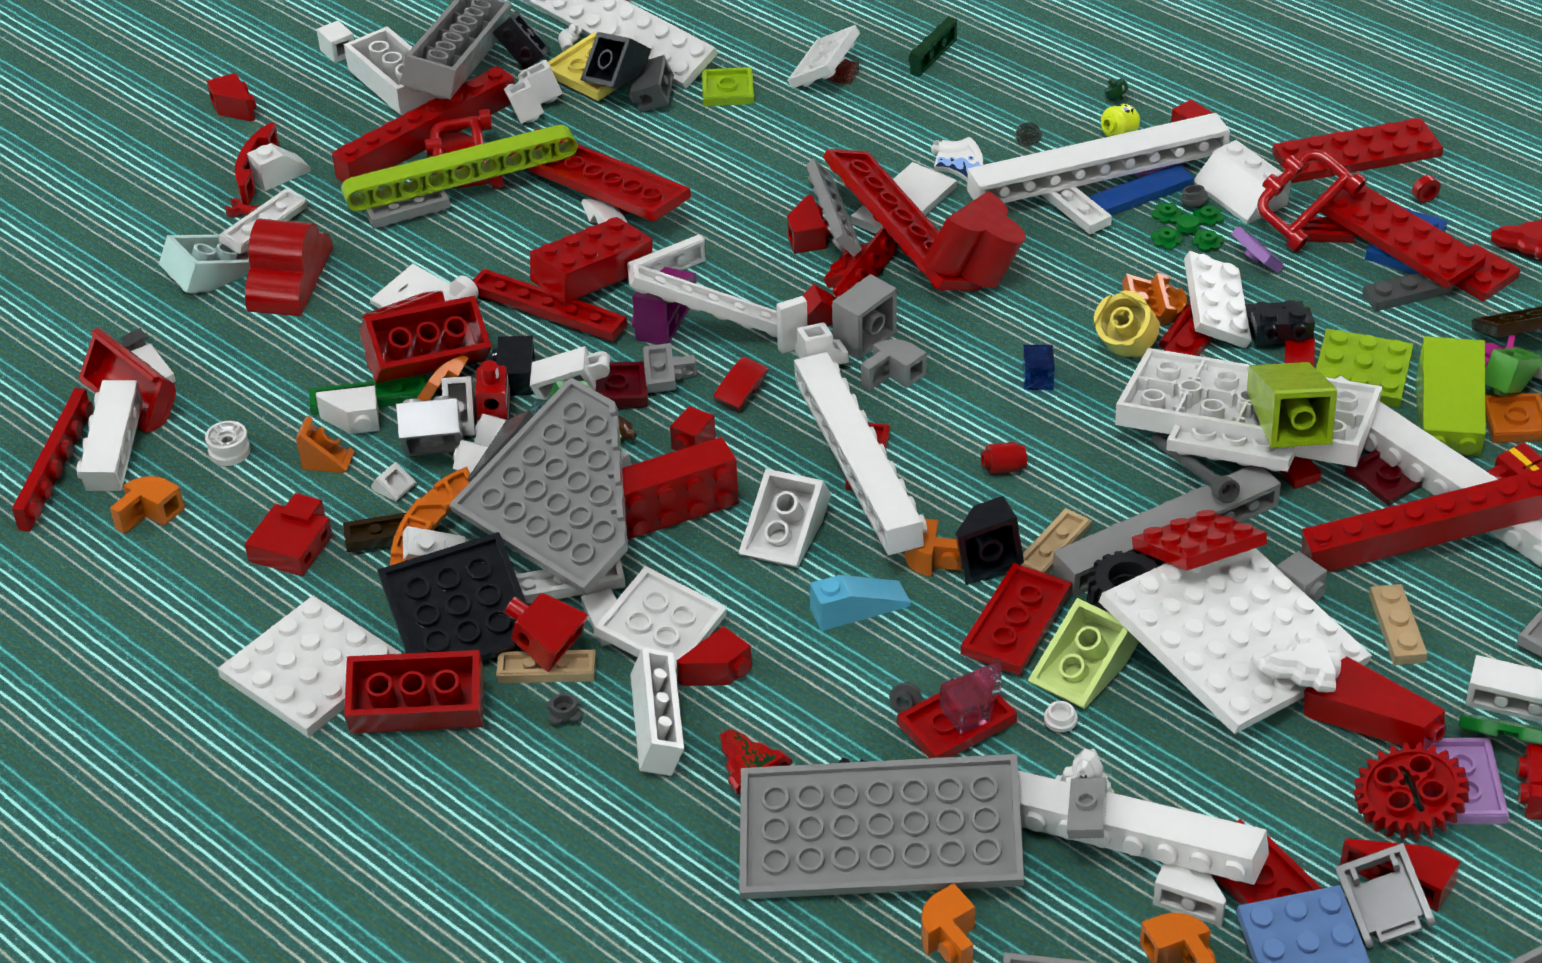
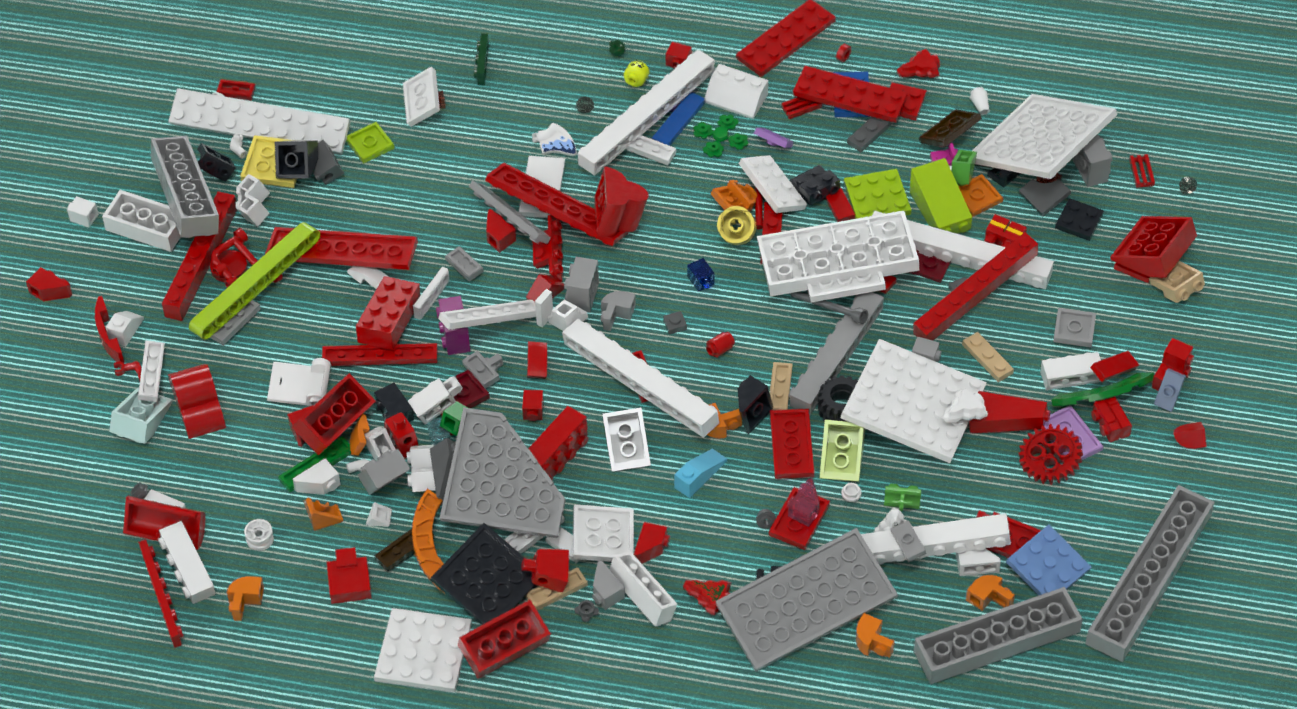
camera: 30 degrees left, 10 degrees up
(414, 301) = (300, 397): red tile -> none
(423, 541) = (442, 547): white plate -> none
(610, 690) = (606, 587): none -> light grey slope
(735, 246) = (464, 263): none -> light grey plate
(962, 411) = (675, 322): none -> dark grey plate
(1133, 754) = (902, 497): none -> bright green hips
(1194, 196) = (713, 112): dark grey plate -> none
(1198, 540) = (868, 355): red plate -> none
(1292, 404) = (870, 246): lime slope -> none
(1293, 167) = (769, 75): red bar -> none
(1387, 903) = (1075, 522): light grey container -> none
(1434, 869) = (1074, 499): red slope -> none

